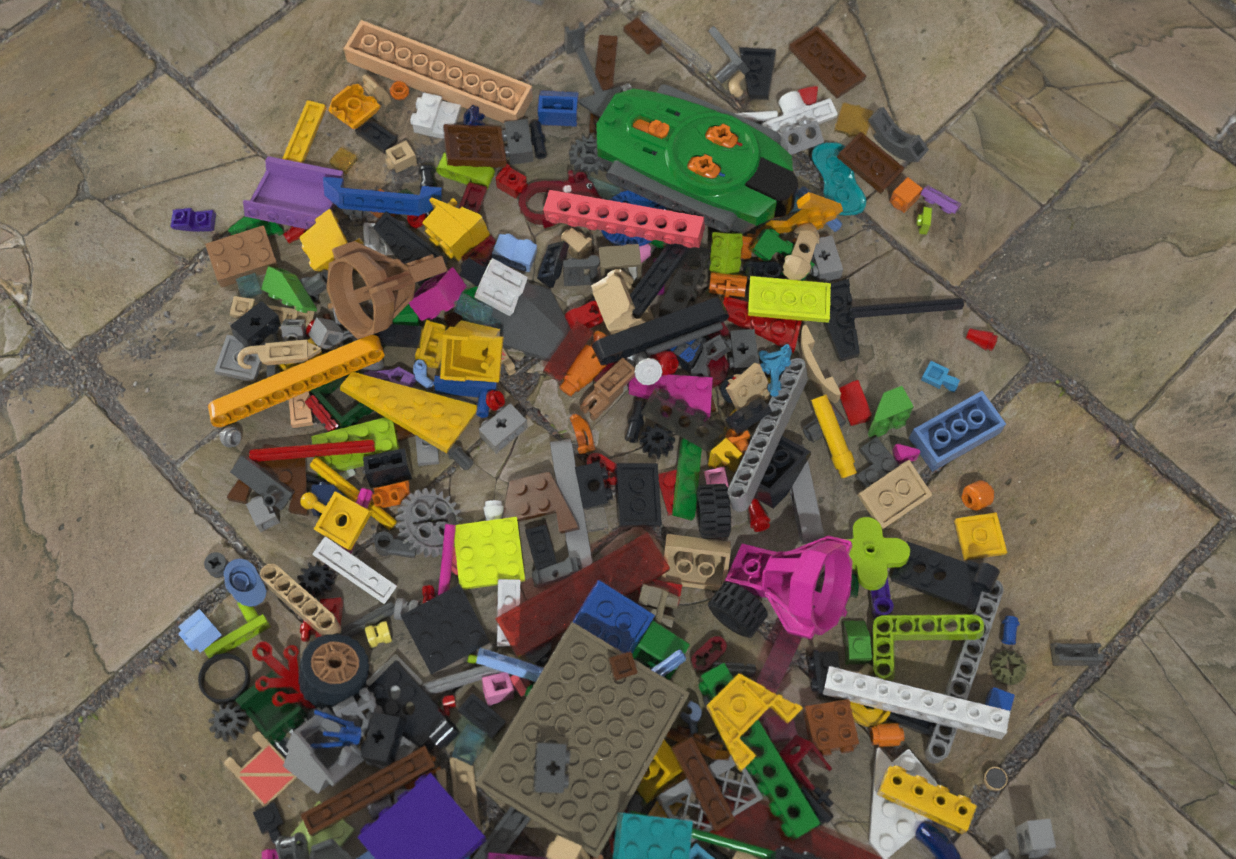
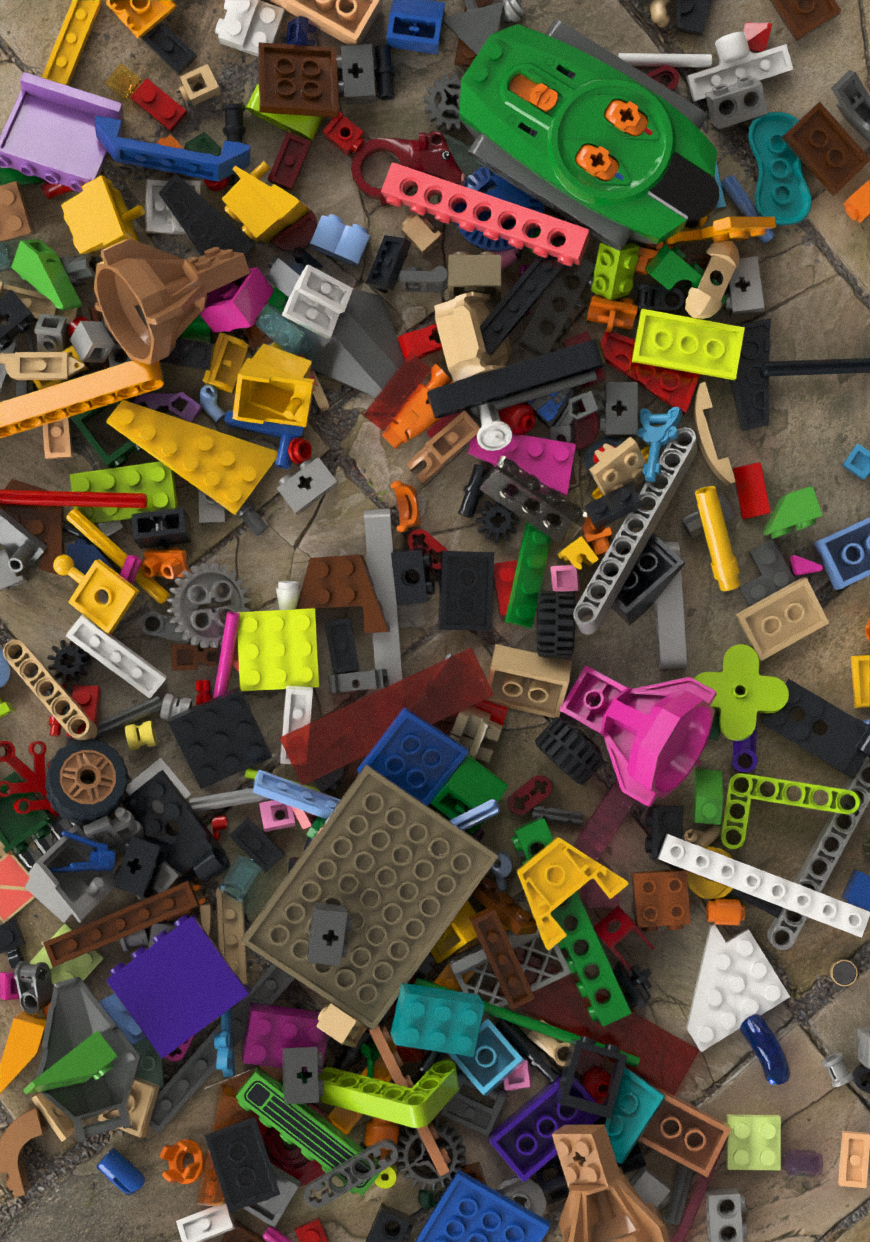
camera: 10 degrees right, 20 degrees up
(321, 413) = (82, 446): red axle -> none
(370, 174) = (158, 105): none -> red plate
(414, 568) = (187, 657): none -> reddish brown plate
(622, 666) = (422, 823): reddish brown plate -> none
(757, 516) = (610, 631): red cone -> none
(853, 120) = (814, 77): clear yellow piece -> none
(926, 799) = (757, 994): yellow brick -> none

